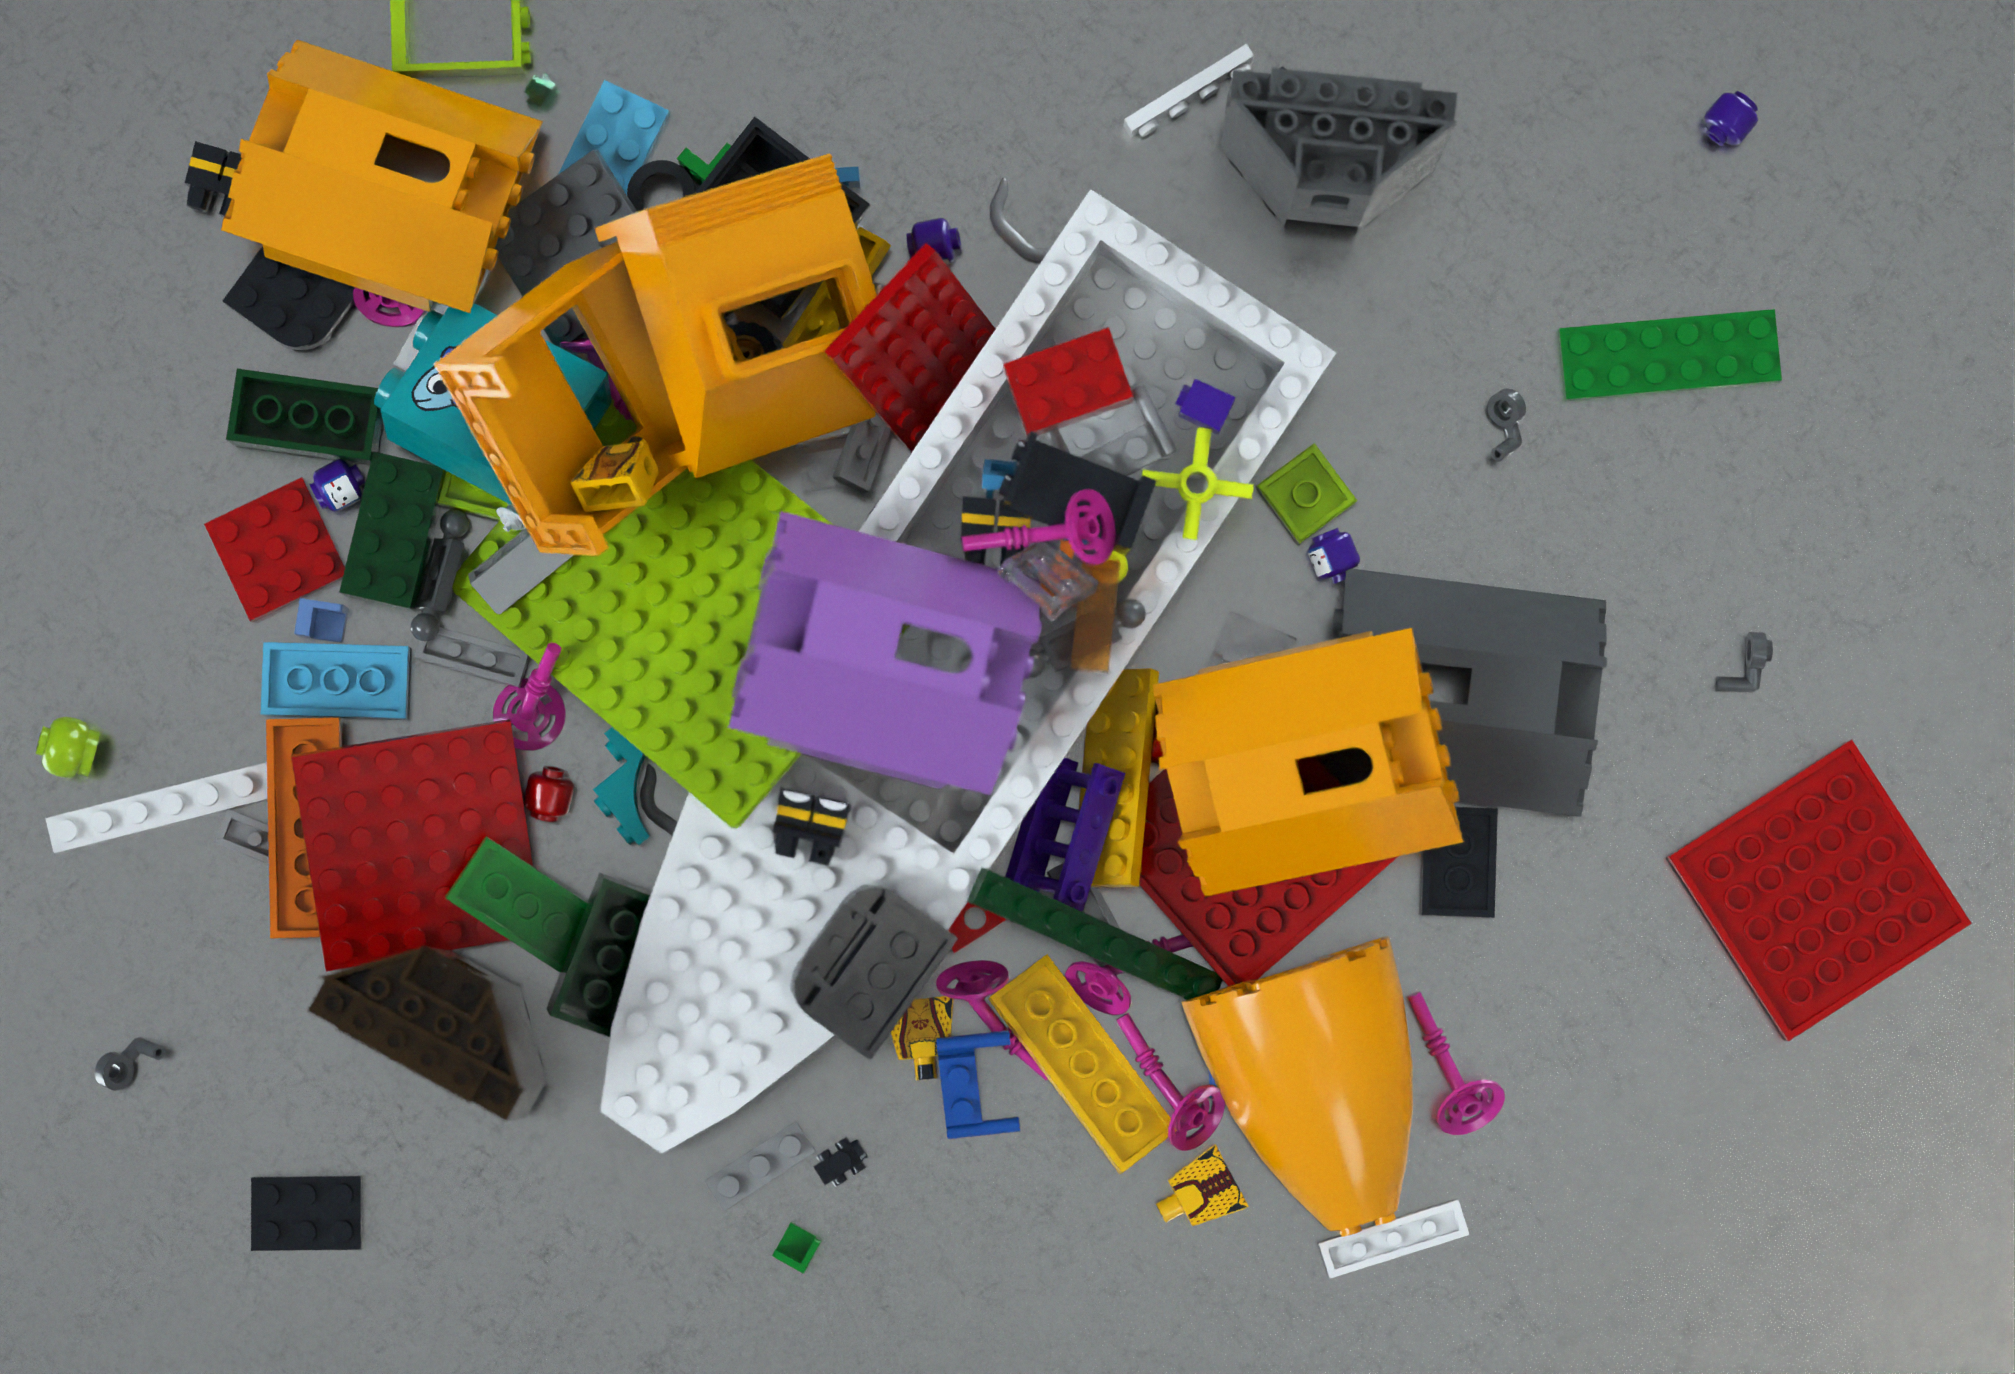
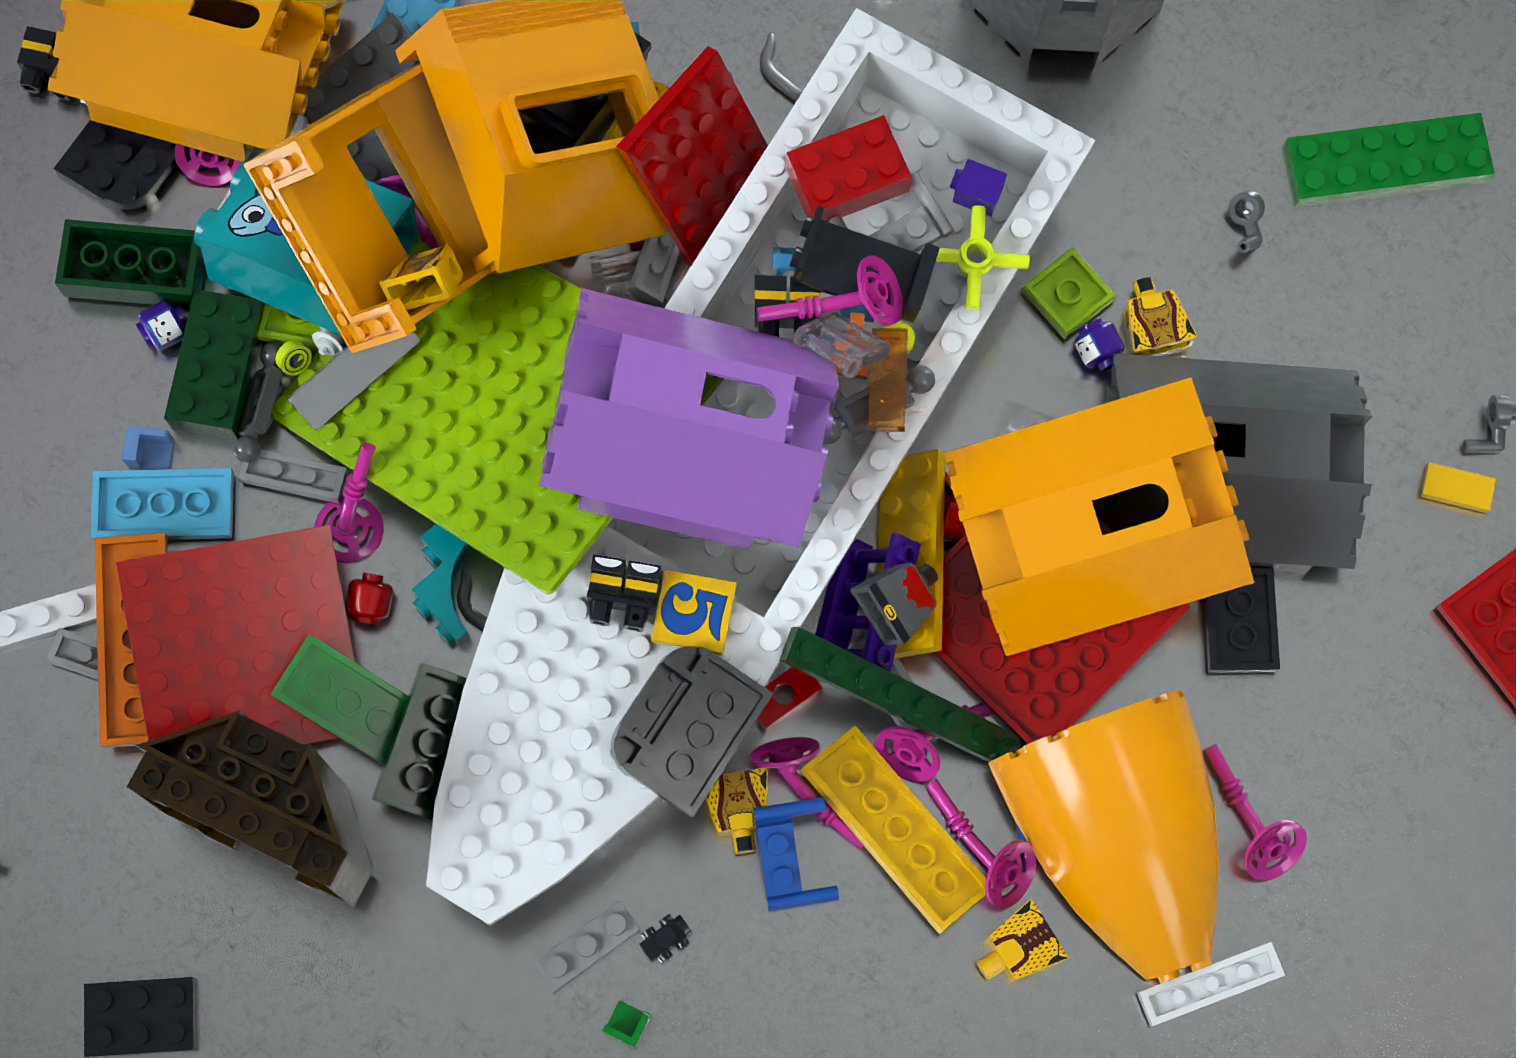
camera: 10 degrees left, 10 degrees down
(276, 549) = (105, 388): red plate -> none
(475, 530) = (293, 357): none -> neon yellow tile
(882, 848) = (693, 611): none -> tile
(1094, 838) = (897, 600): none -> dark grey torso
(1396, 531) = (1156, 321): none -> torso
(1704, 729) = (1458, 487): none -> yellow tile

